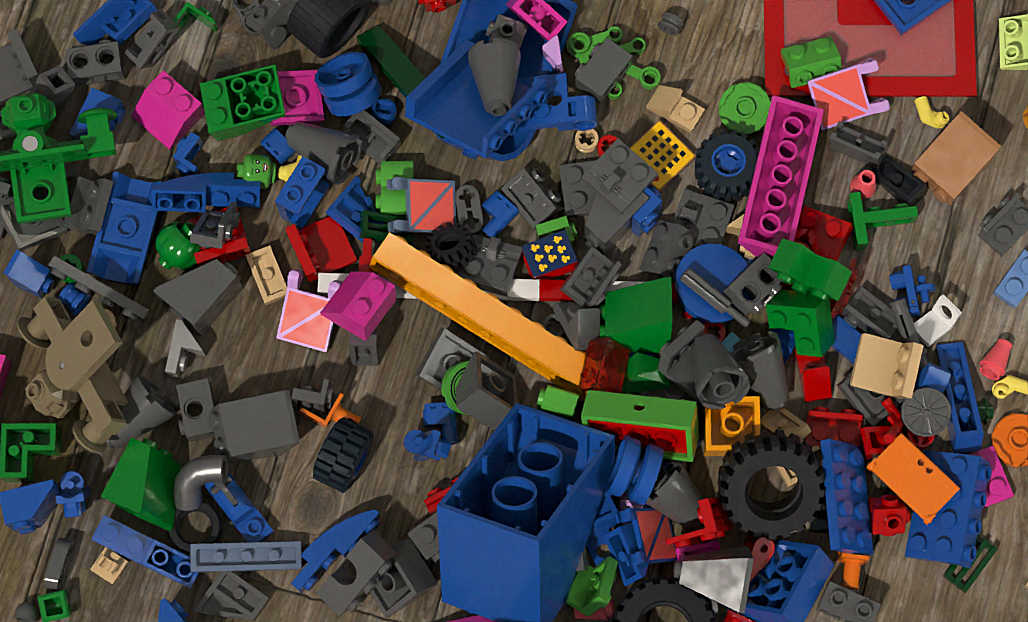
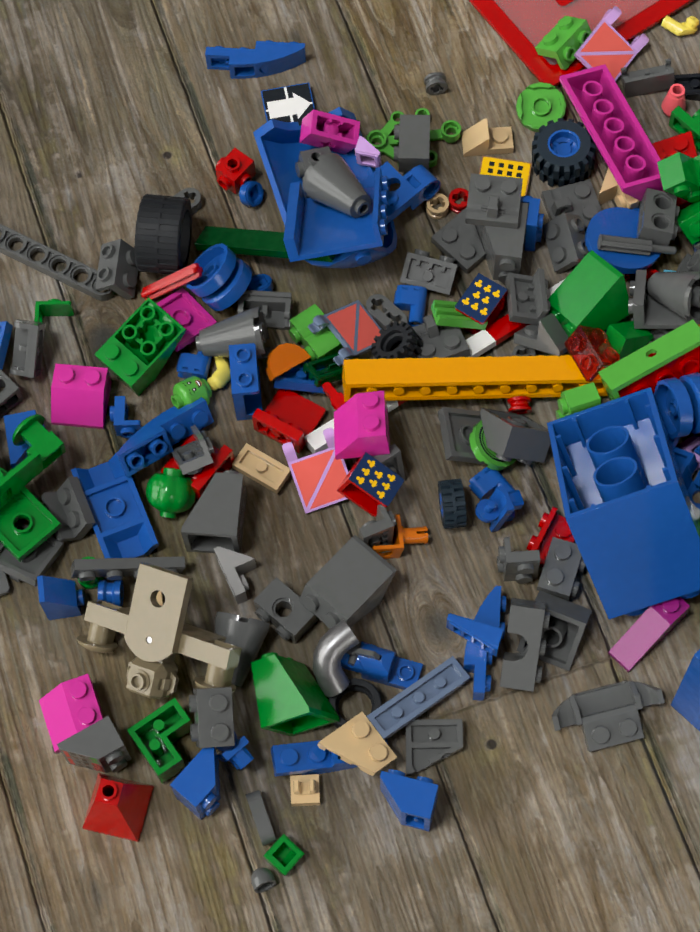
camera: 35 degrees left, 10 degrees down
(65, 464) = (212, 717): none -> dark grey bracket
(168, 563) = (359, 745): none -> tan wing
(308, 61) = (172, 282): none -> axle
(329, 546) = (481, 634): none -> blue slope
(333, 355) = (370, 484): none -> piece
(343, 455) = (437, 559): black wheel -> none
(349, 194) = (285, 358): none -> orange tile
(393, 415) = (452, 503): none -> black wheel
(406, 508) = (518, 565): none -> dark grey bracket
(436, 21) = (251, 193): none -> blue tile
(515, 242) = (446, 315): none -> bright green tile
(516, 368) = (520, 404): none -> red bush
(557, 225) = (464, 282): bright green bracket -> none

